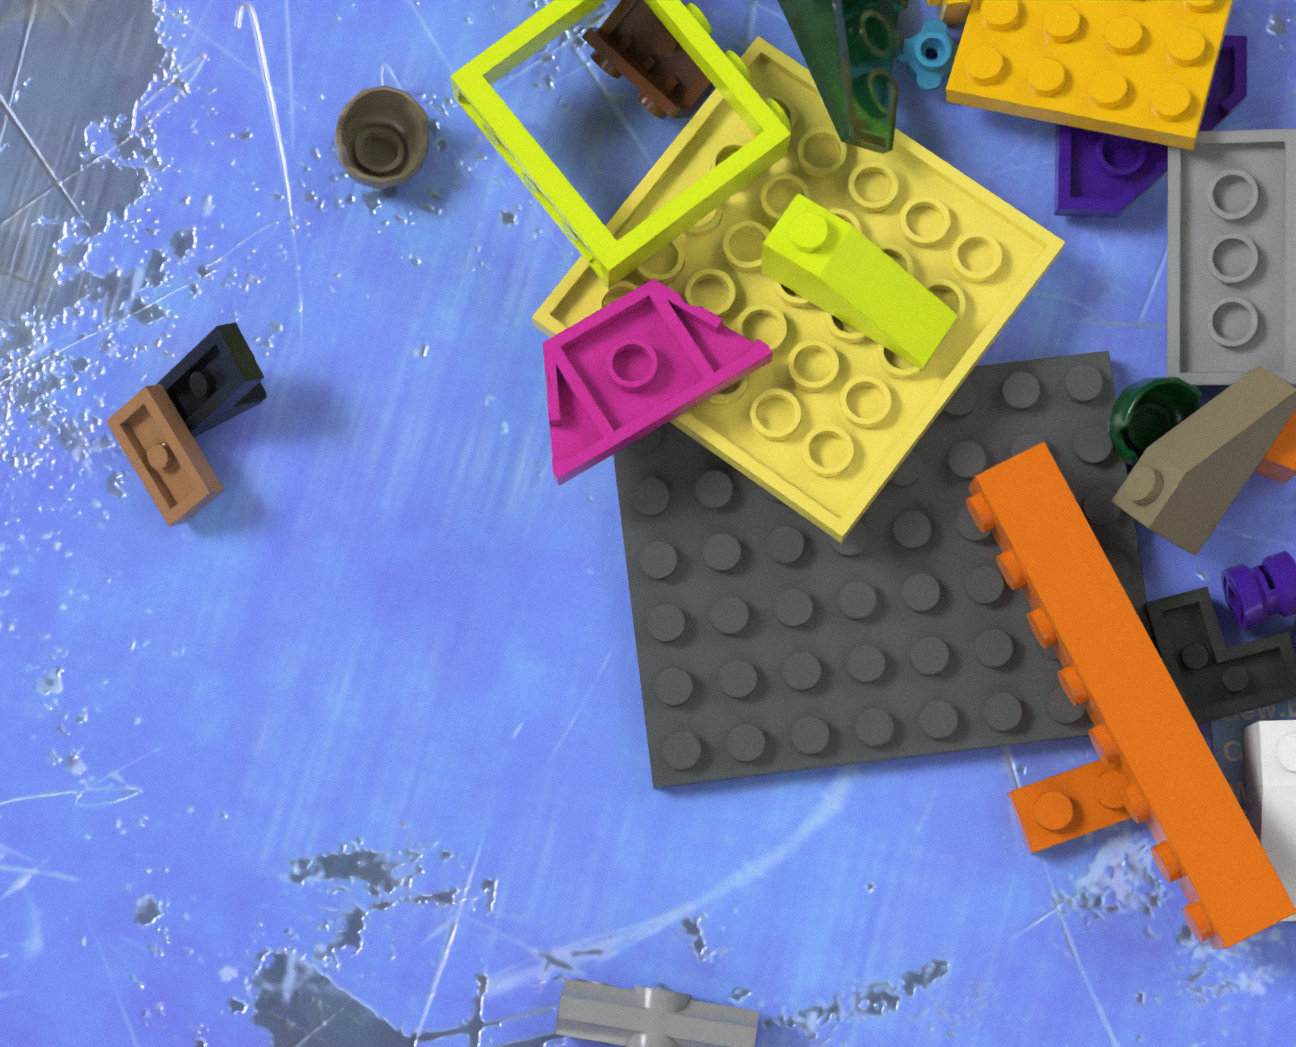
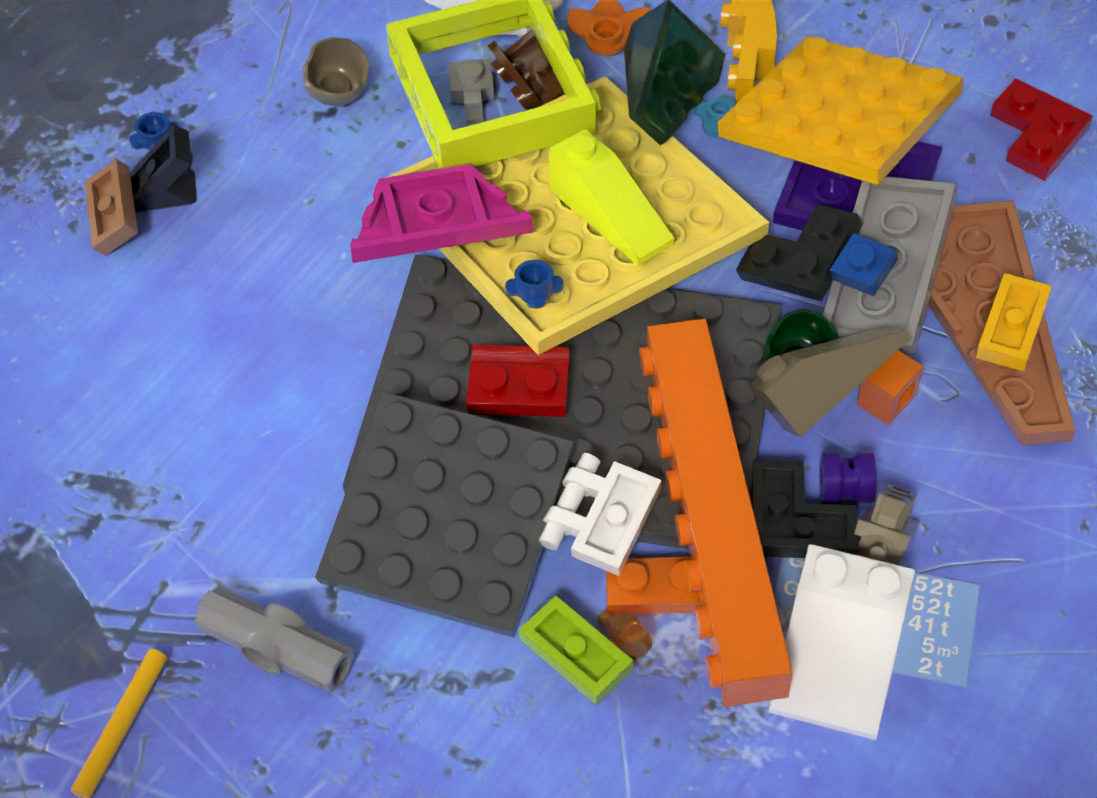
camera: 20 degrees right, 25 degrees down
(150, 294) = (150, 130): none -> blue plate
(573, 94) = (471, 84): none -> light grey plate
(802, 793) = (446, 513): none -> dark grey plate
(810, 435) = (534, 283): none -> blue plate
(822, 582) = (518, 381): none -> red plate
(1014, 745) = (614, 519): none -> white plate
(1016, 923) = (576, 650): none -> lime plate
(1065, 882) = (626, 633): none -> clear orange piece
(1129, 287) = (805, 264): none -> pearl dark grey plate
(1206, 279) = (863, 264): none -> blue plate

